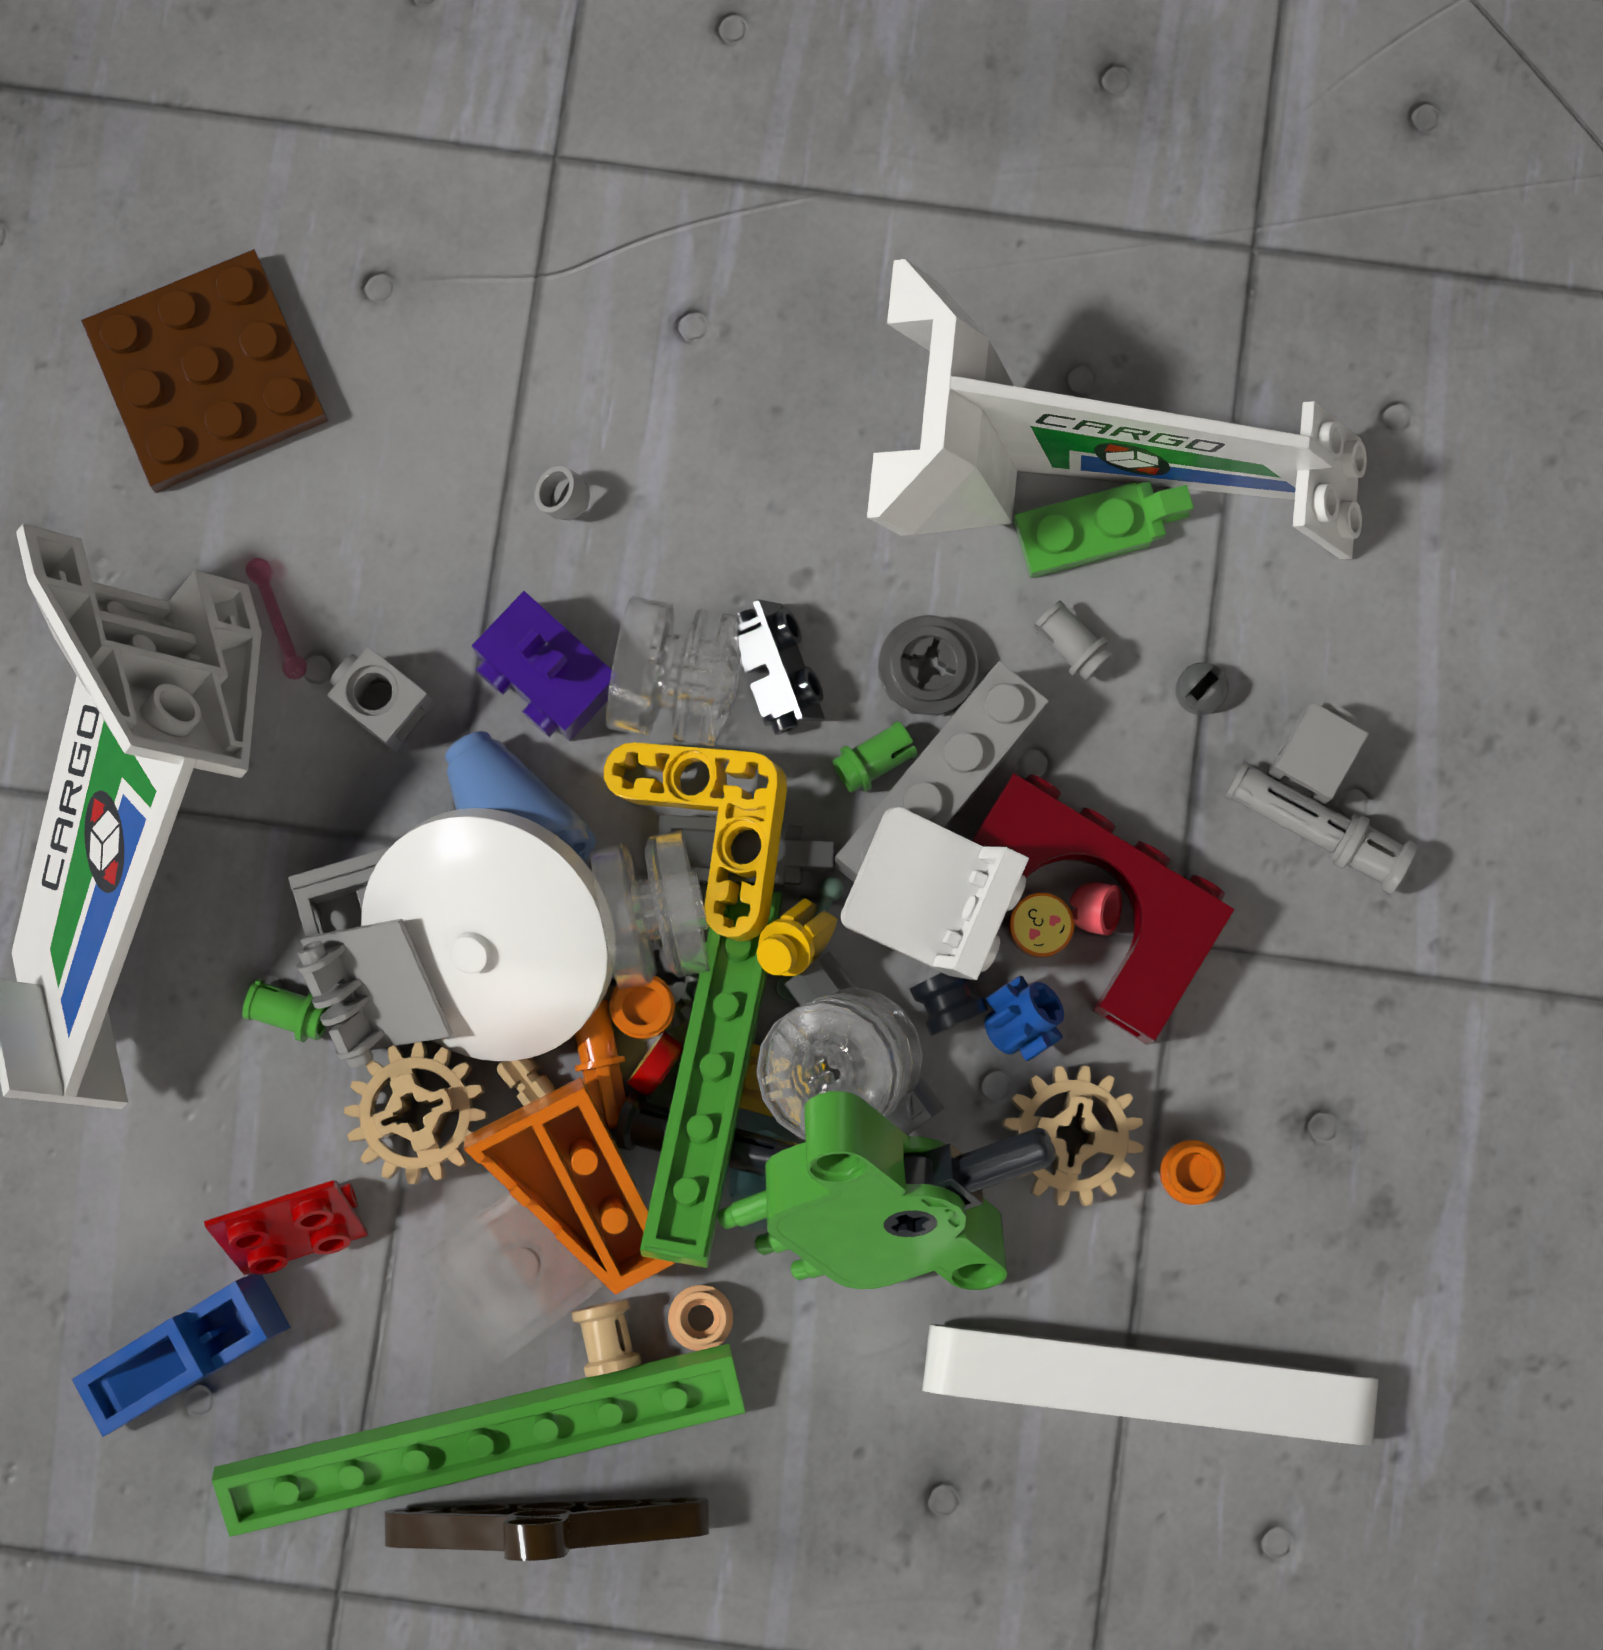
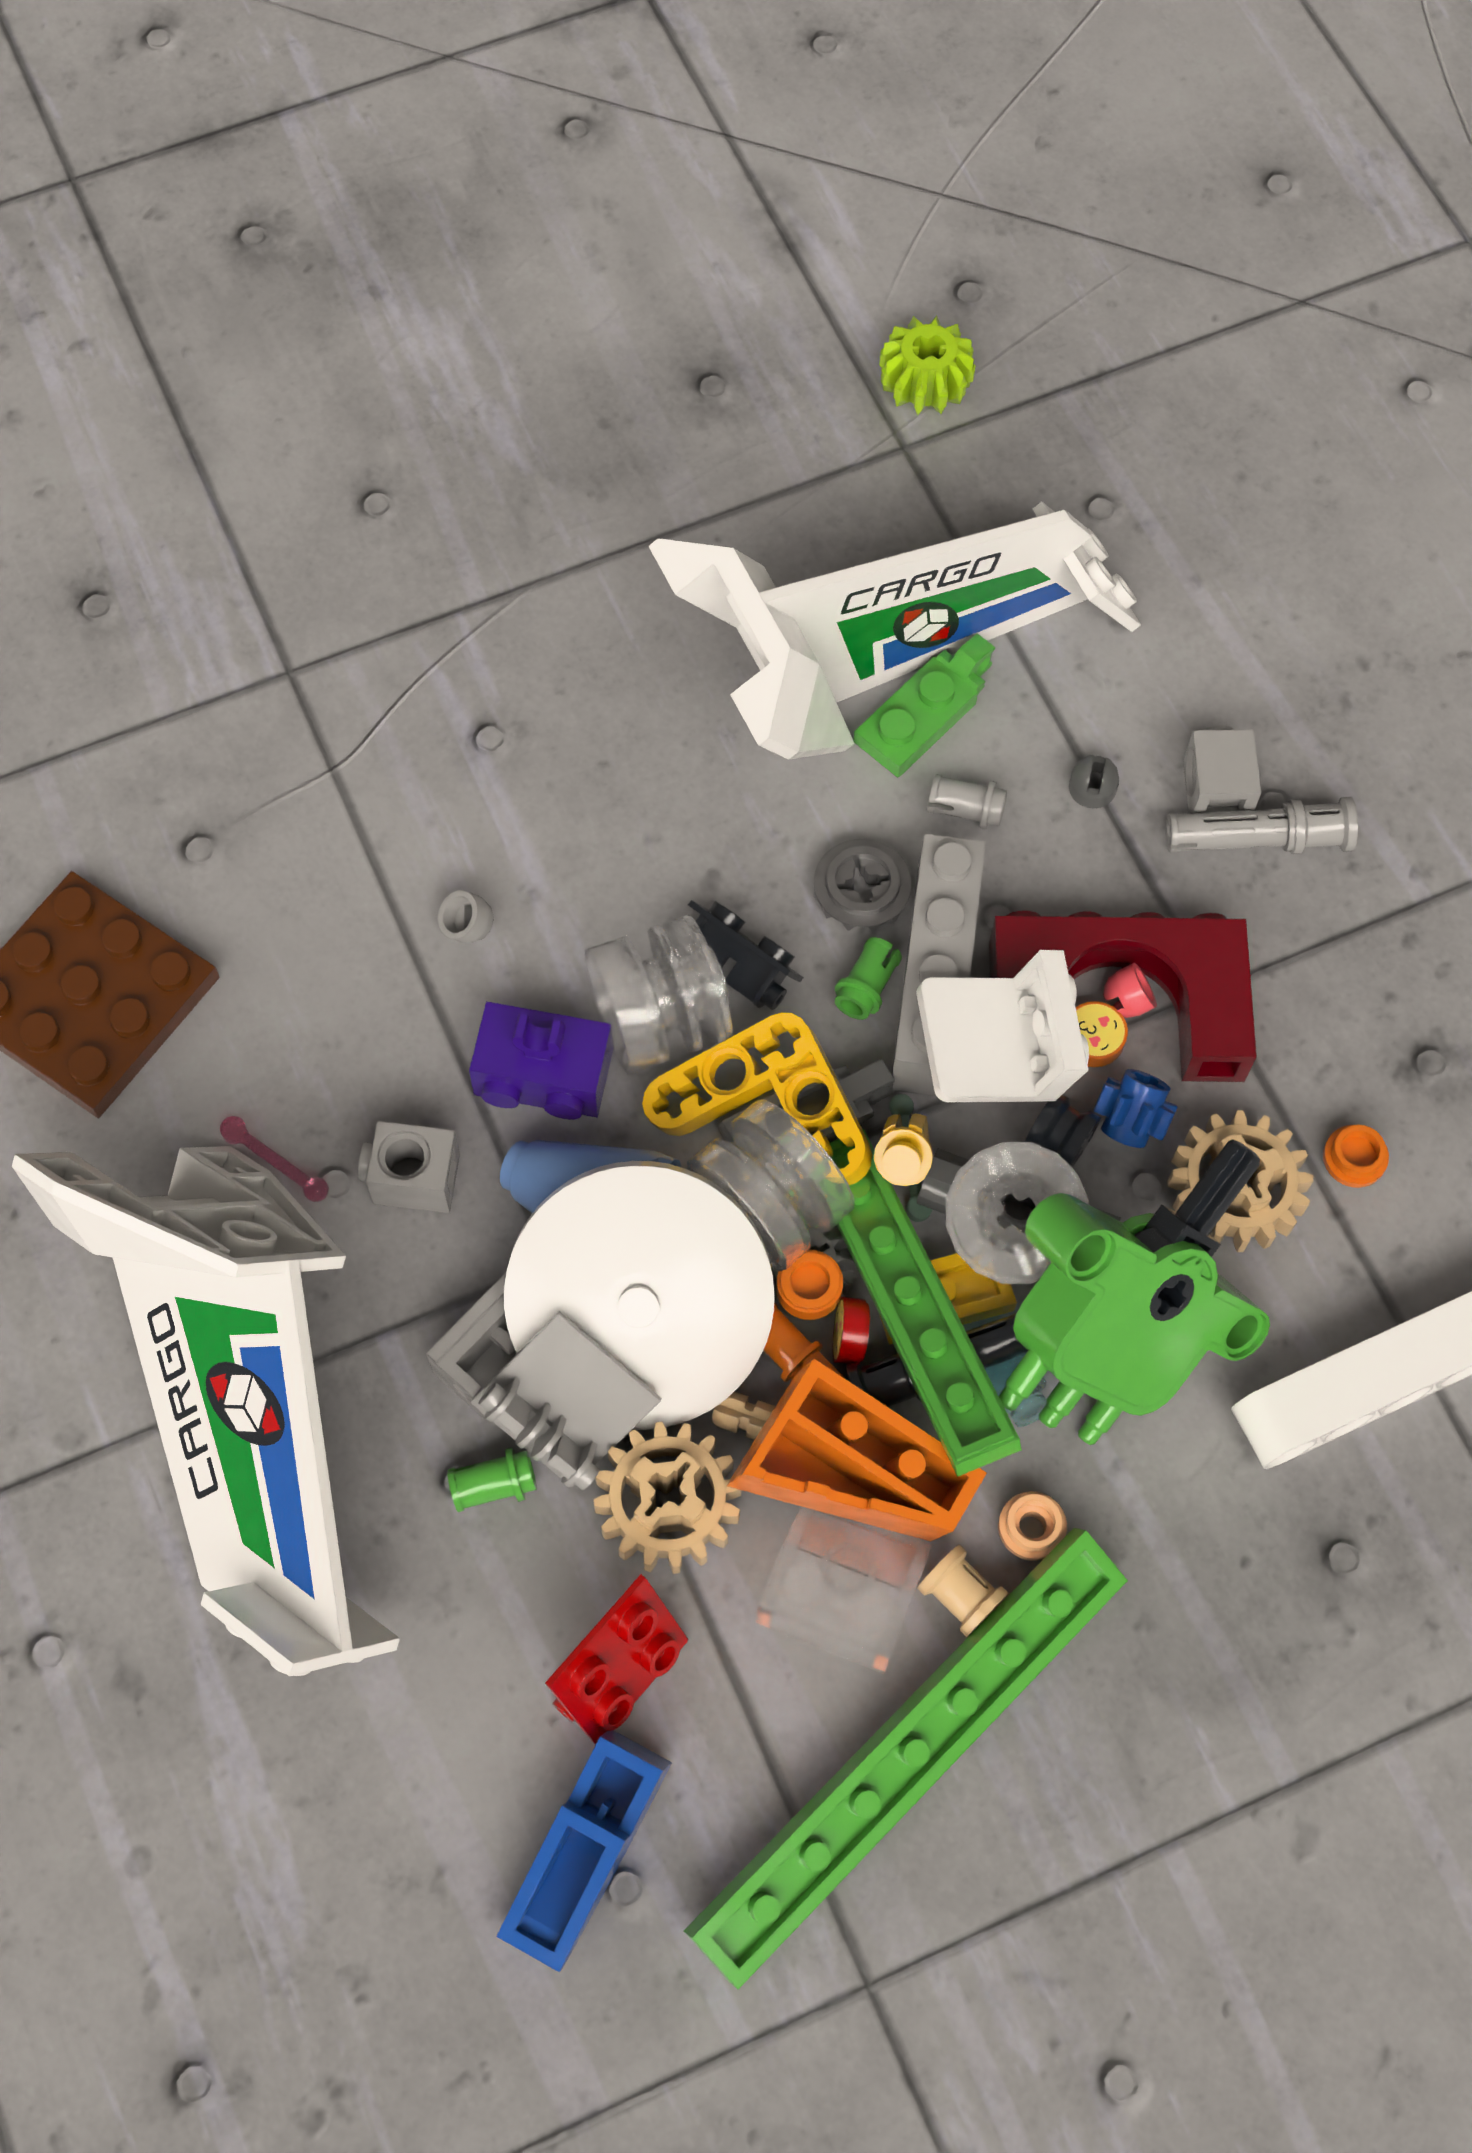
camera: 30 degrees left, 15 degrees down
(546, 1528) = (1016, 1787): dark brown beam -> none
(1334, 162) = (927, 365): none -> lime gear

